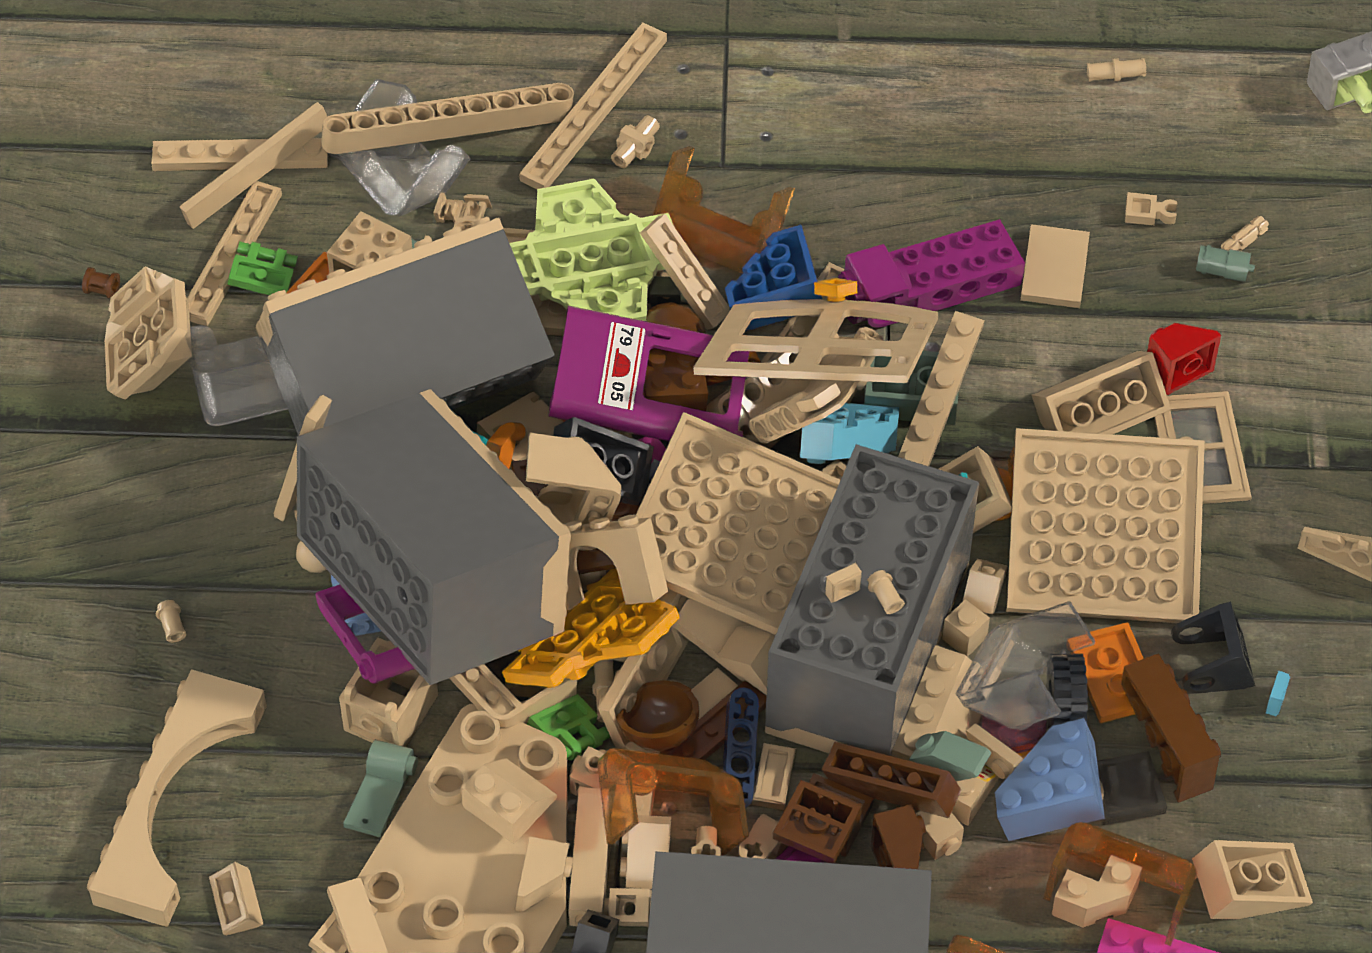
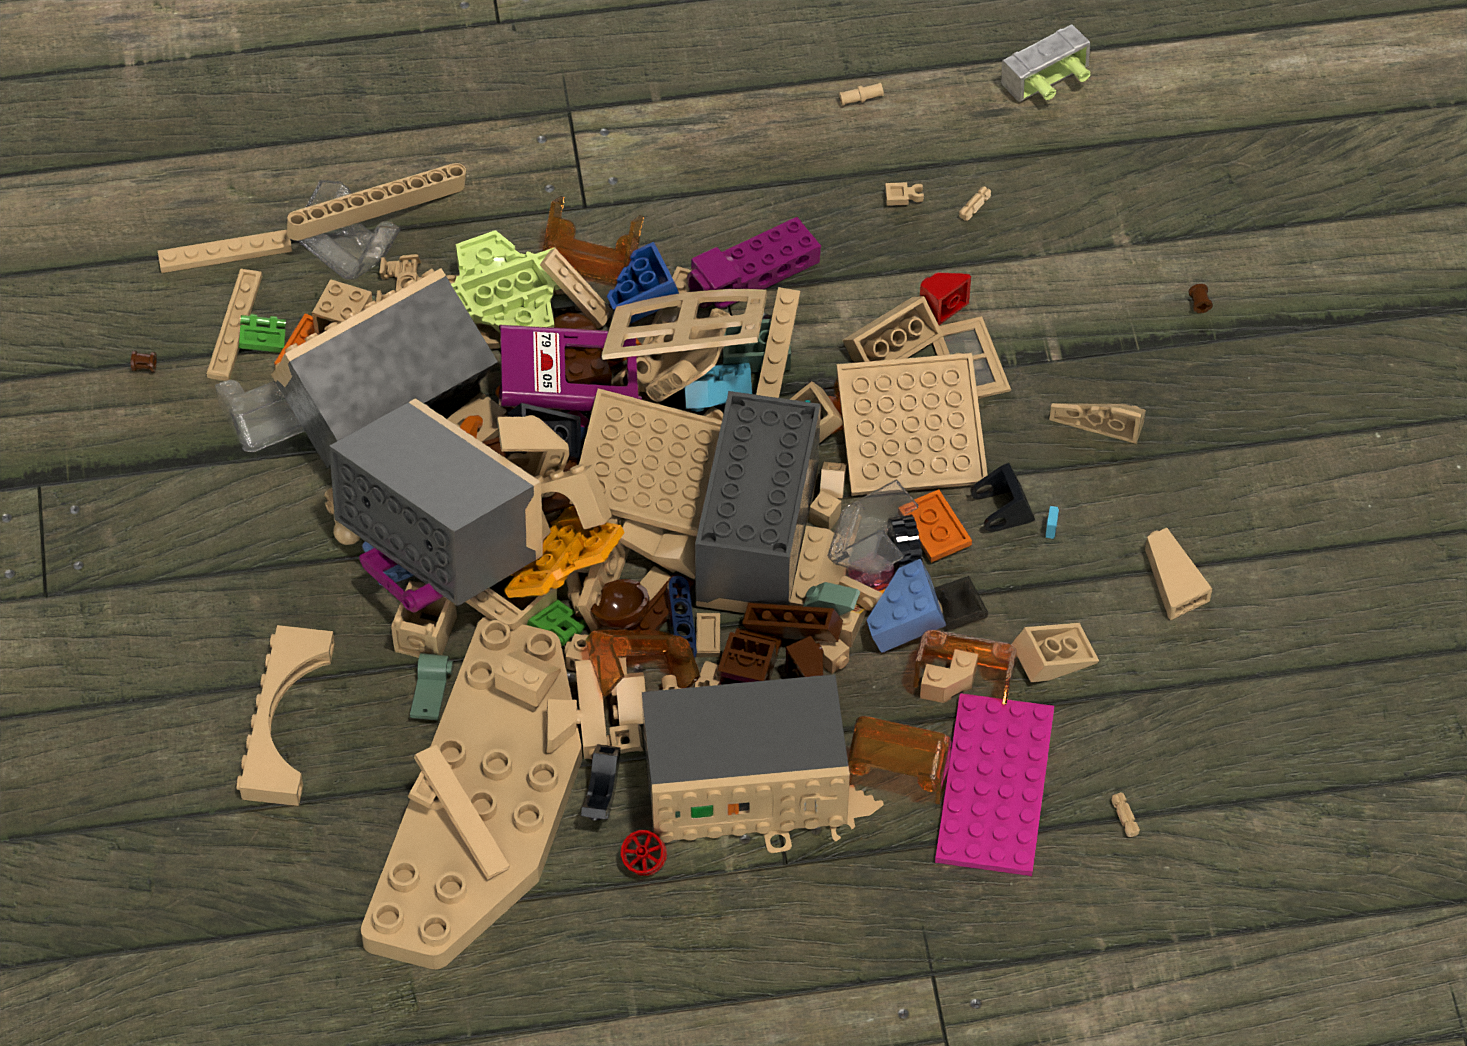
camera: 10 degrees left, 0 degrees up
(146, 333) = (189, 391): tan piece -> none
(169, 615) = (251, 592): tan pin -> none
(235, 899) = (343, 779): tan slope -> none
(254, 166) = (239, 257): tan tile -> none
(313, 420) = (325, 473): tan tile -> none
(593, 107) = (481, 177): tan plate -> none
(635, 141) = (517, 198): tan axle -> none
(818, 398) = (695, 362): tan tile -> none
(835, 288) = (688, 284): light orange plate -> none
(843, 583) = (739, 487): tan tile -> none
(882, 586) = (769, 489): tan pin -> none
(1055, 266) = (842, 244): tan tile -> none
(1172, 726) = (982, 555): reddish brown wedge -> none
(1226, 263) = (963, 224): sand green piece -> none

